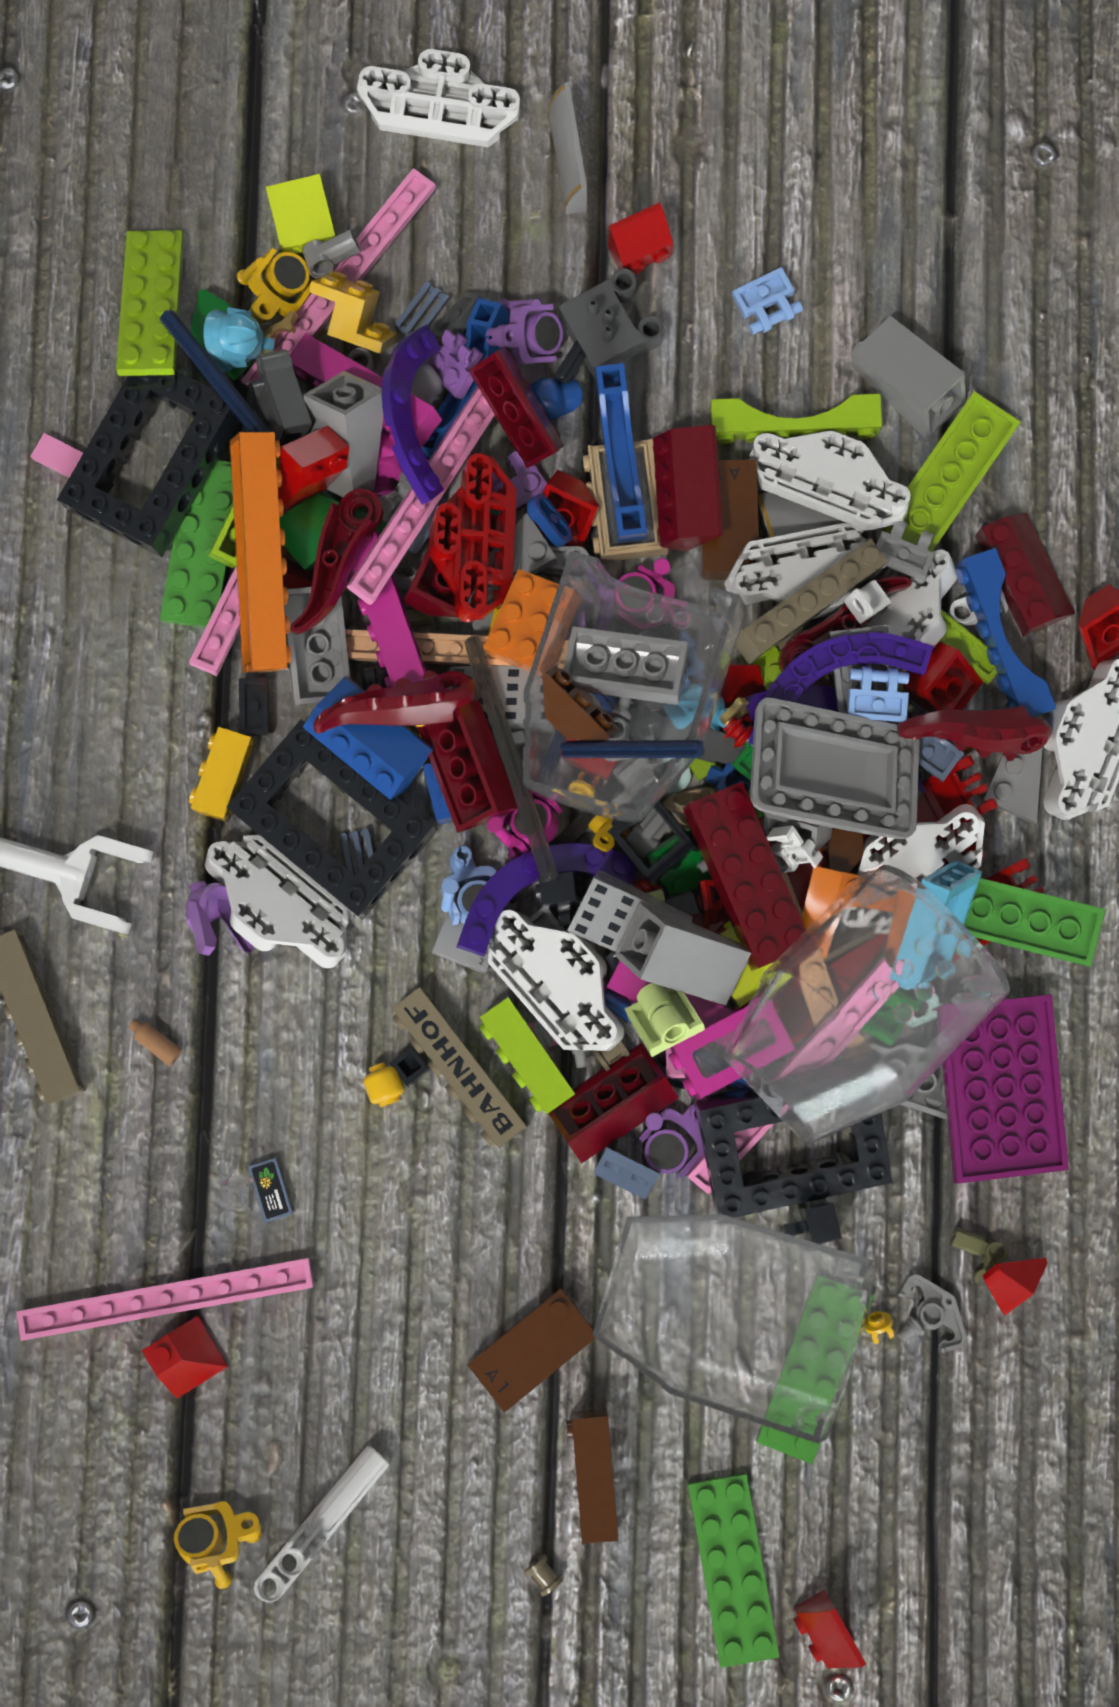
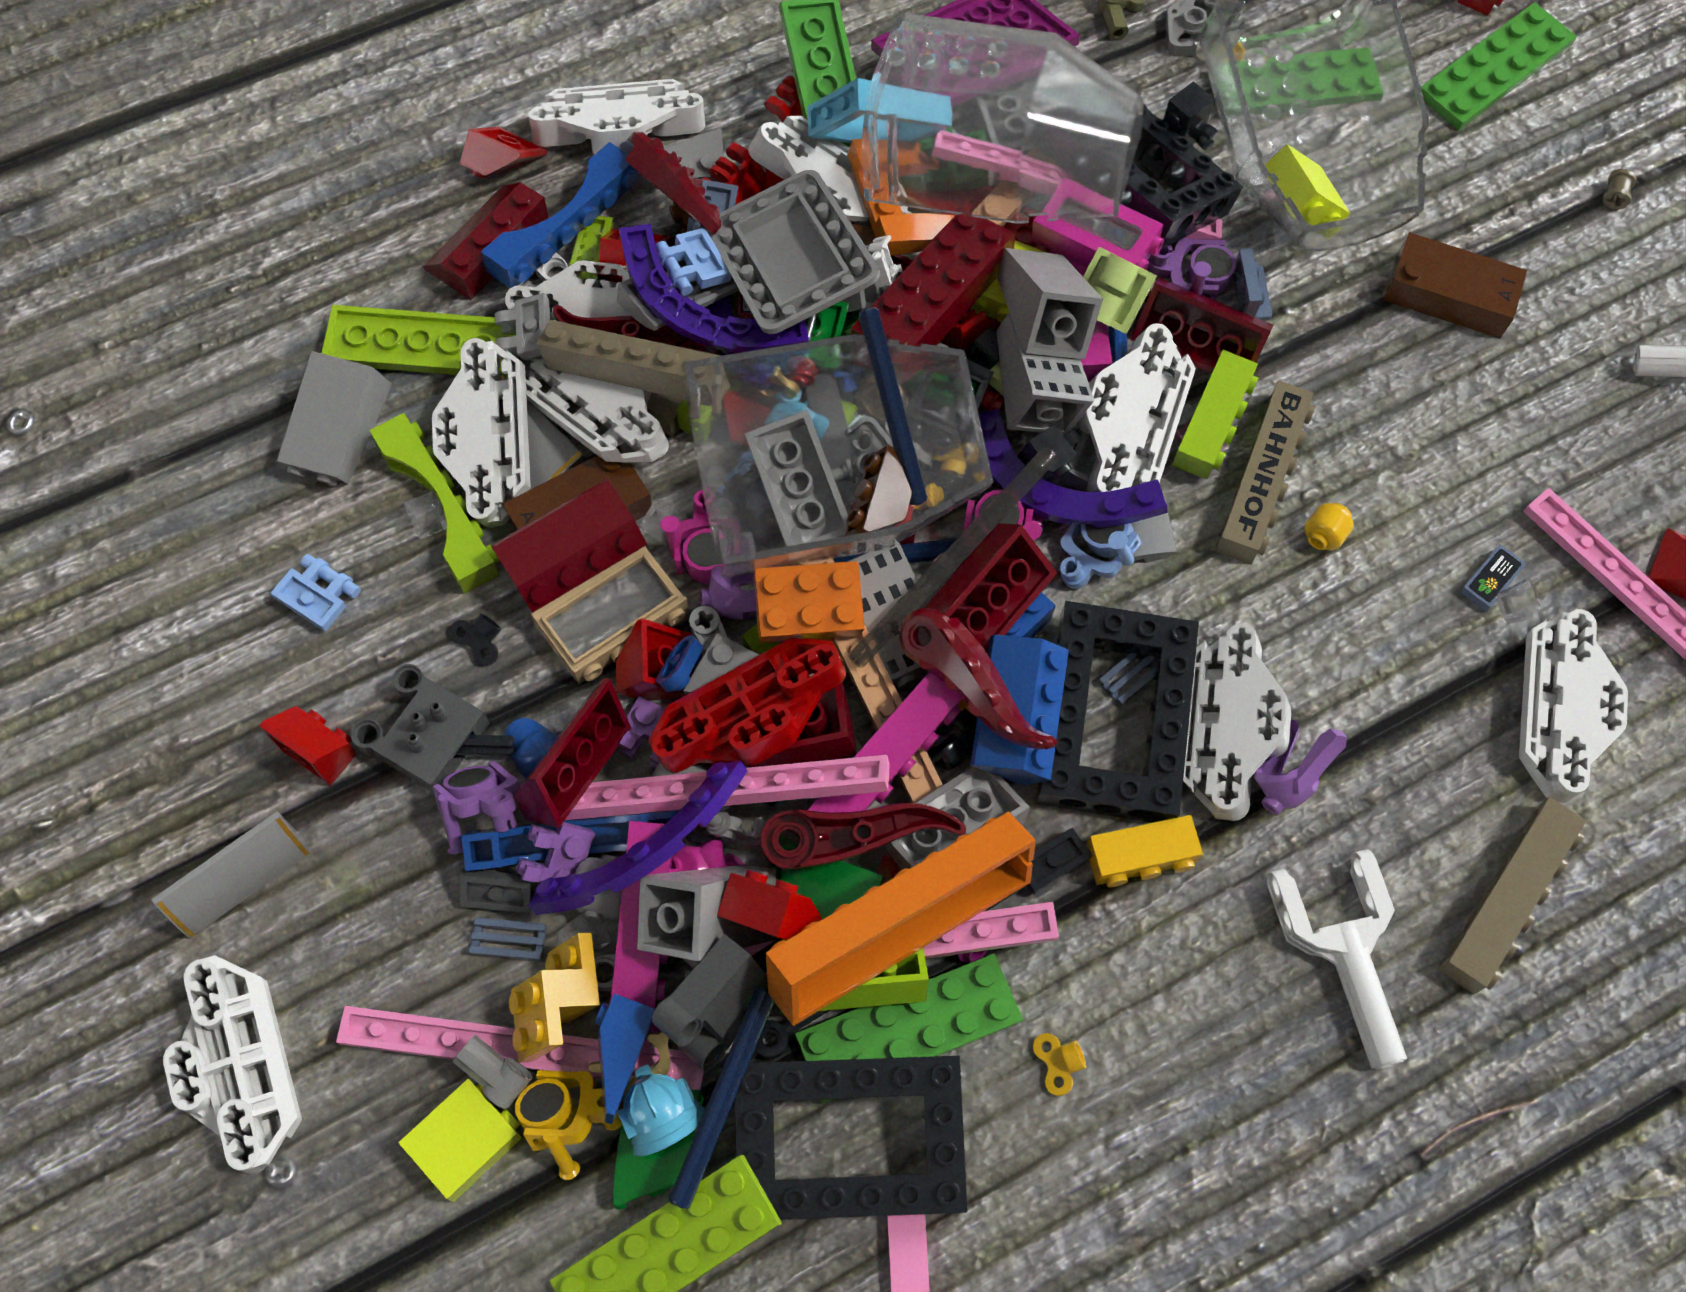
camera: 125 degrees left, 15 degrees down
(118, 628) = (1060, 1062): none -> yellow piece
(137, 1170) = (1584, 705): none -> white connector
(155, 1042) = (1444, 760): medium nougat cylinder -> none
(289, 330) = (620, 1041): none -> blue slope
(410, 1066) = (1295, 514): black slope -> none
(594, 1475) = (1517, 182): reddish brown brick -> none
(620, 453) = (524, 654): blue arch -> none
(664, 399) = (478, 637): none -> black piece
(681, 1269) = (1307, 187): none -> neon yellow brick
(867, 601) = (605, 317): white bracket -> none

